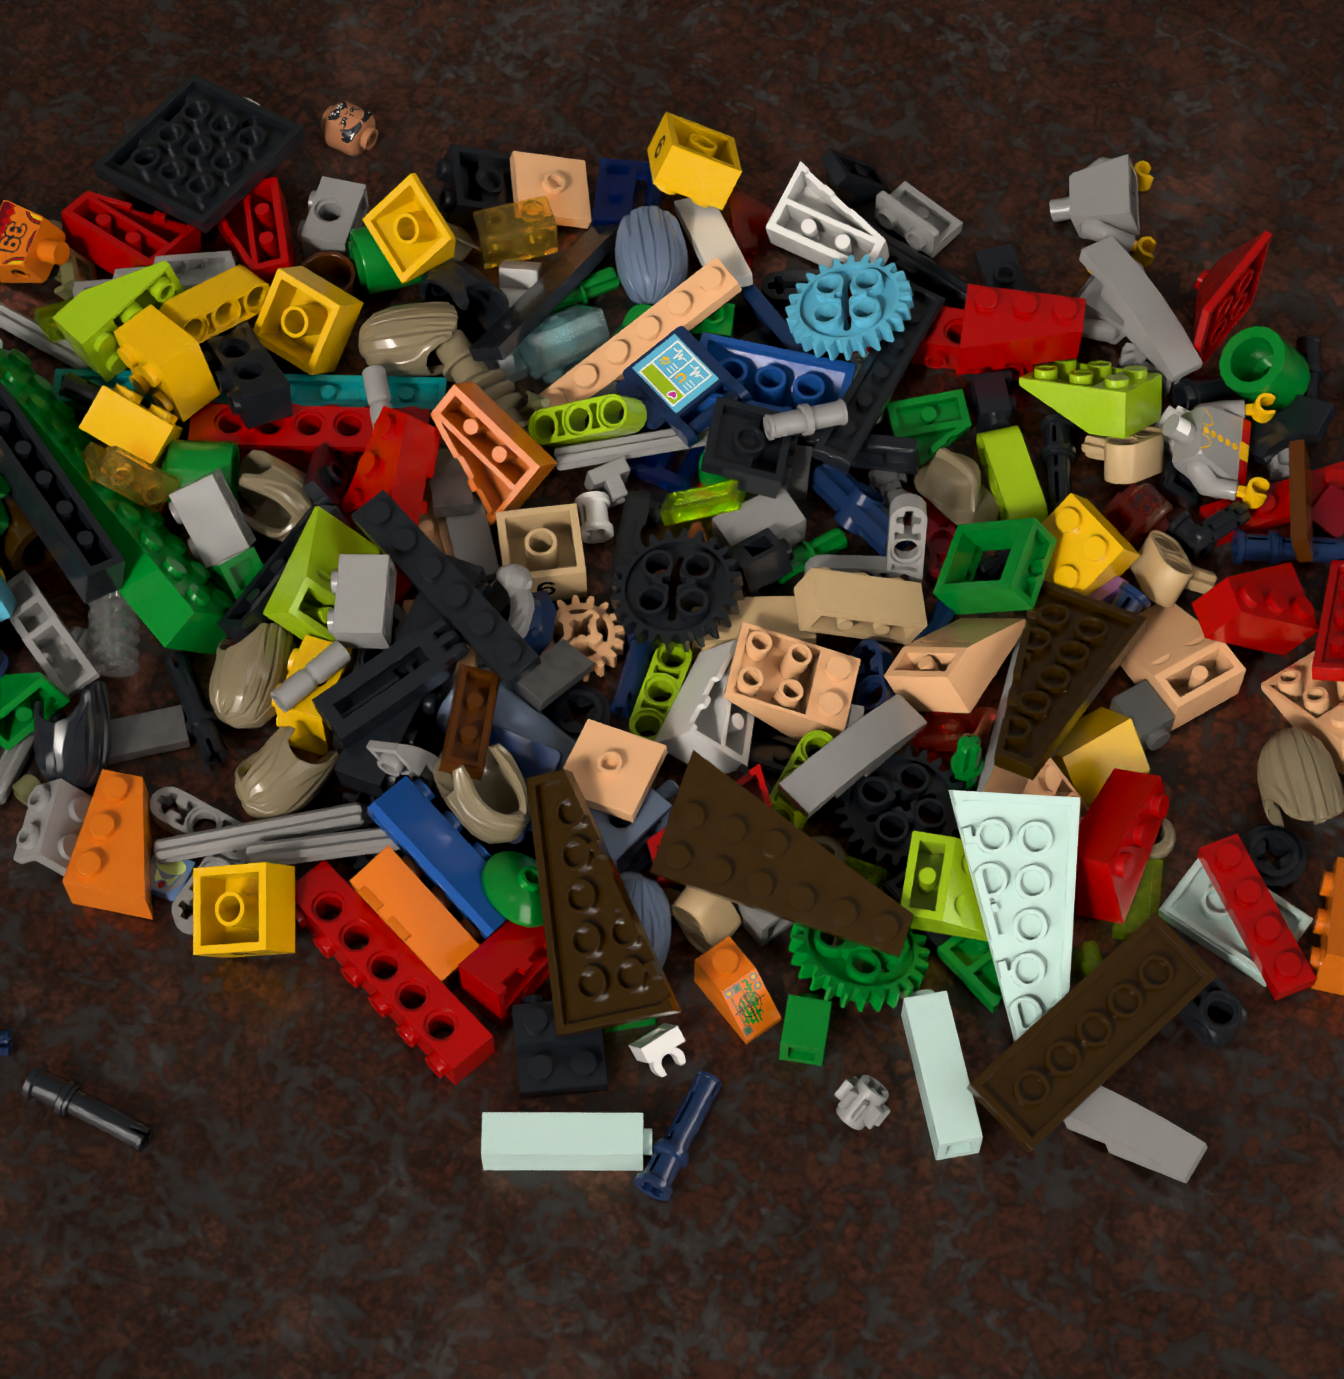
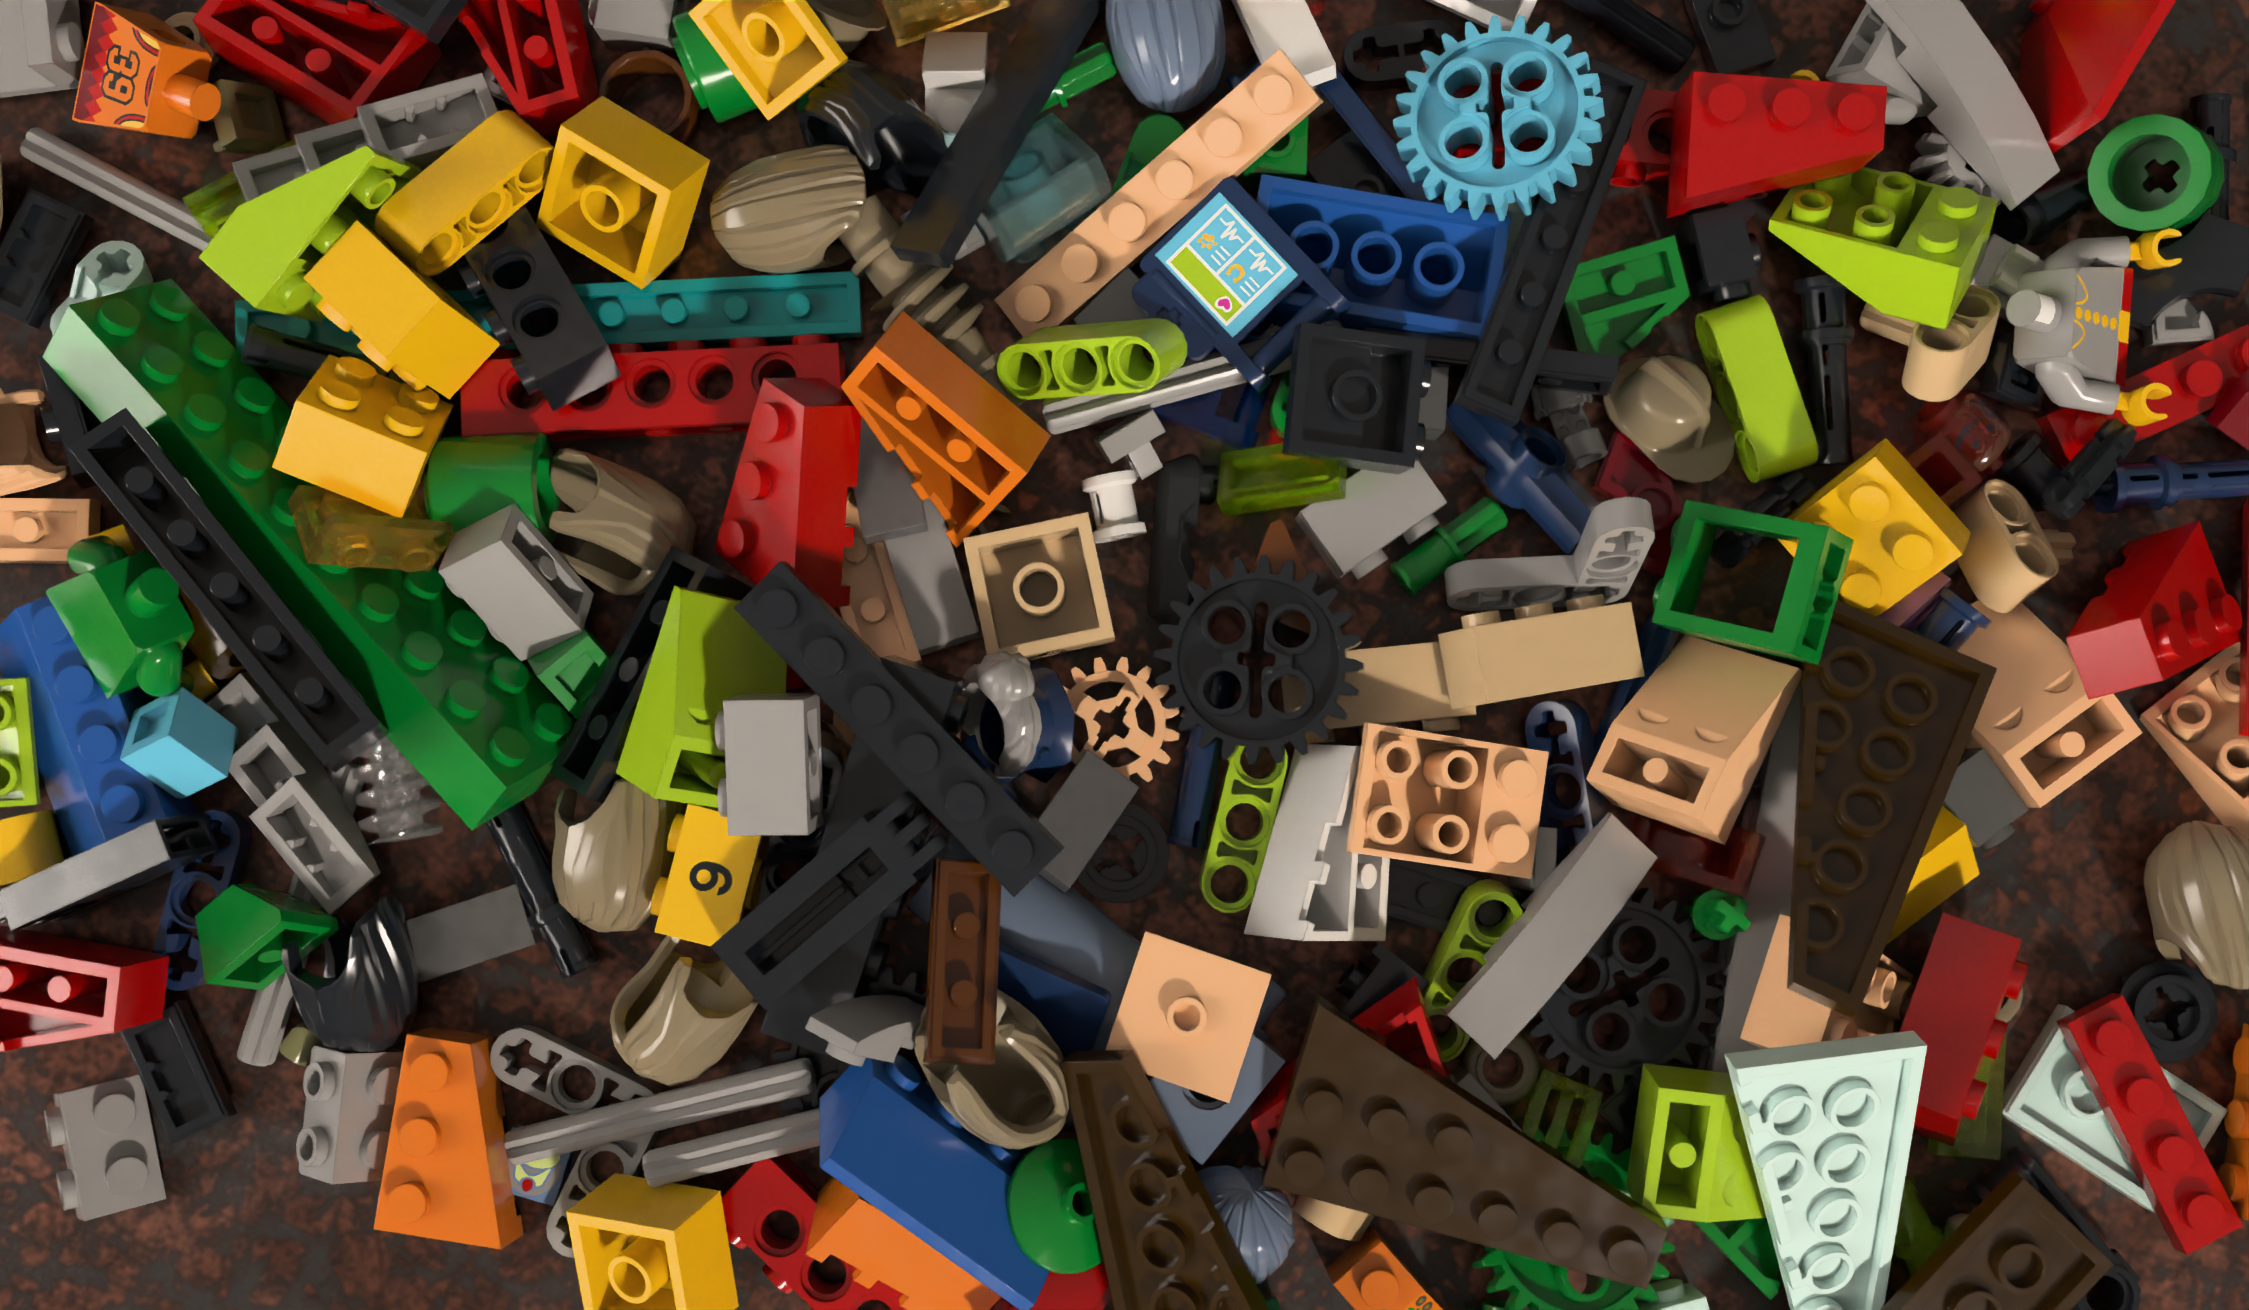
camera: 10 degrees left, 25 degrees up
(314, 673) = (698, 897): light grey piece -> none
(326, 477) = (688, 491): black plate -> none
(376, 390) = (753, 334): light grey piece -> none
(534, 403) = (1007, 321): olive hand -> none
(762, 560) = (1383, 586): black brick -> none
(805, 419) = (1446, 355): light grey pin -> none
(1300, 501) = (2218, 415): reddish brown tile -> none

